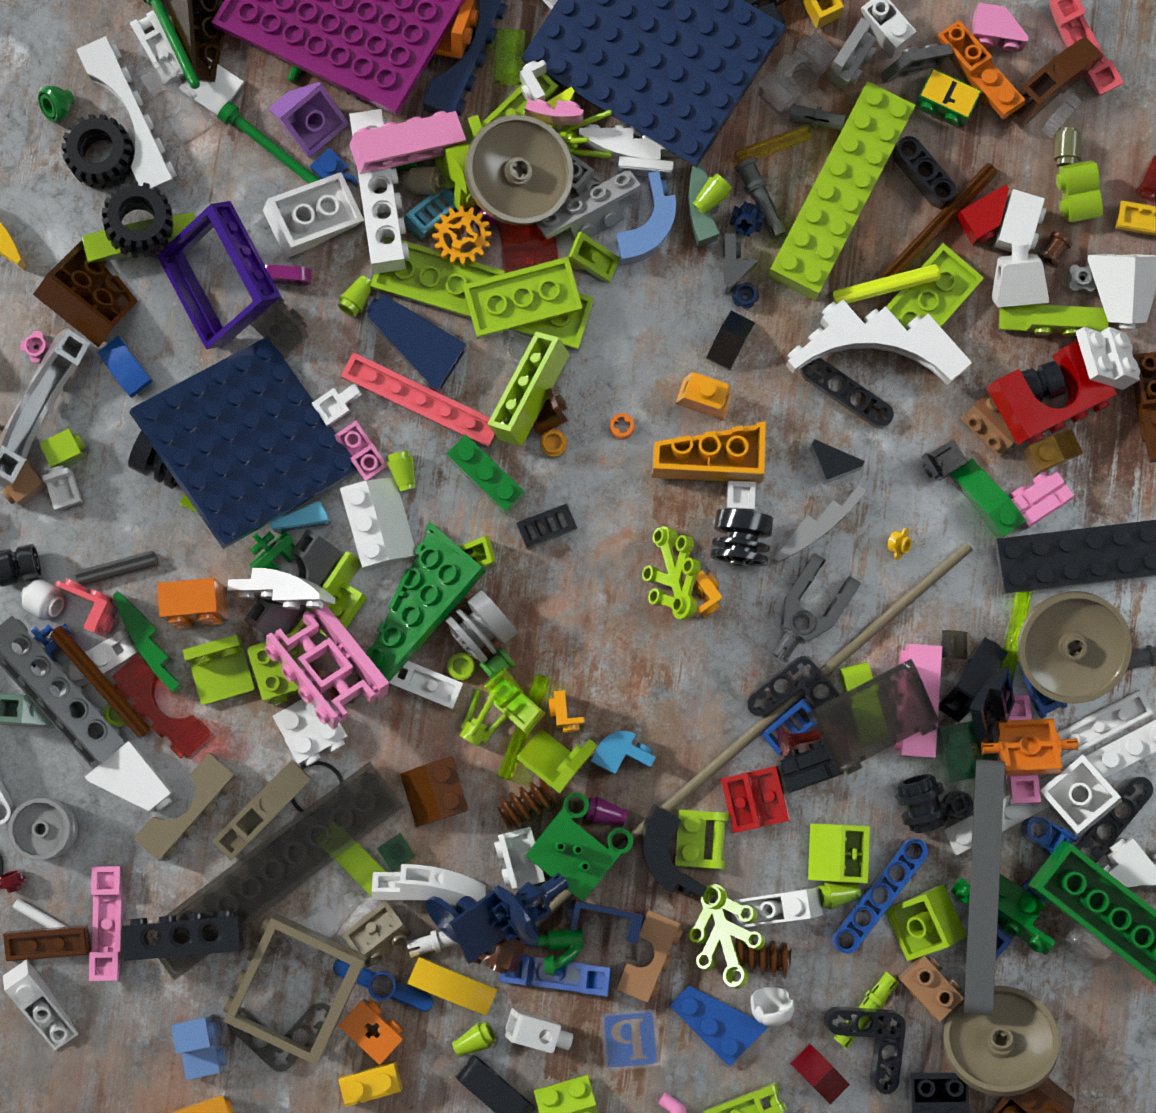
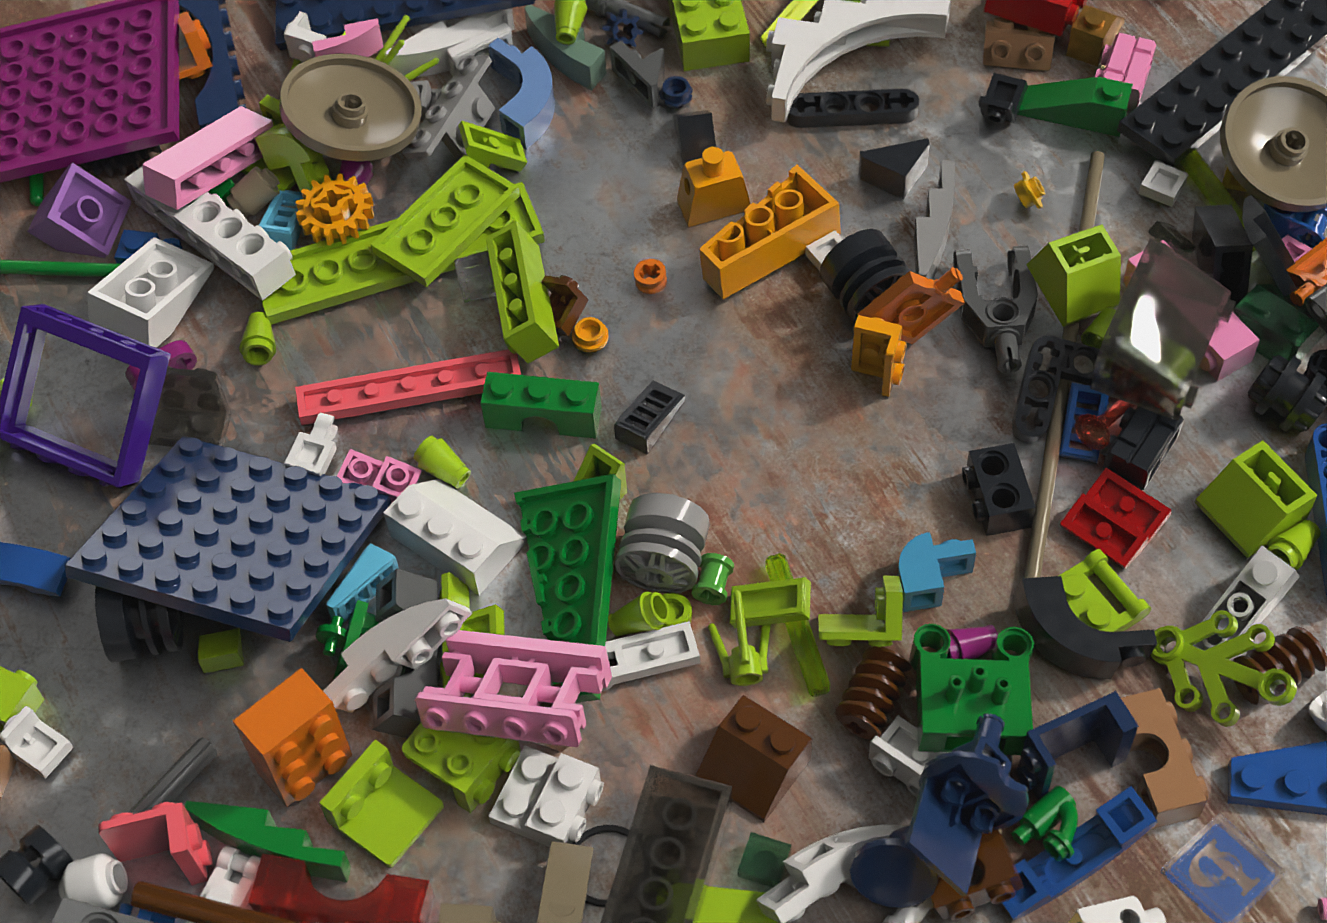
camera: 30 degrees left, 25 degrees down
(419, 342) = (357, 334): dark blue slope -> none
(438, 659) = (641, 614): none -> lime cone
(505, 687) = (747, 580): clear neon green plate -> none
(509, 56) = (262, 51): clear neon green plate -> none
(525, 246) = (405, 179): clear red slope -> none
(558, 708) = (831, 568): light orange bracket -> none
(682, 603) = (865, 361): lime plant -> none
(709, 735) = (1005, 488): none -> black brick
(745, 581) = (917, 303): none -> orange plate
(867, 633) = (1079, 274): none -> lime slope
(988, 600) = (1163, 183): none -> white plate

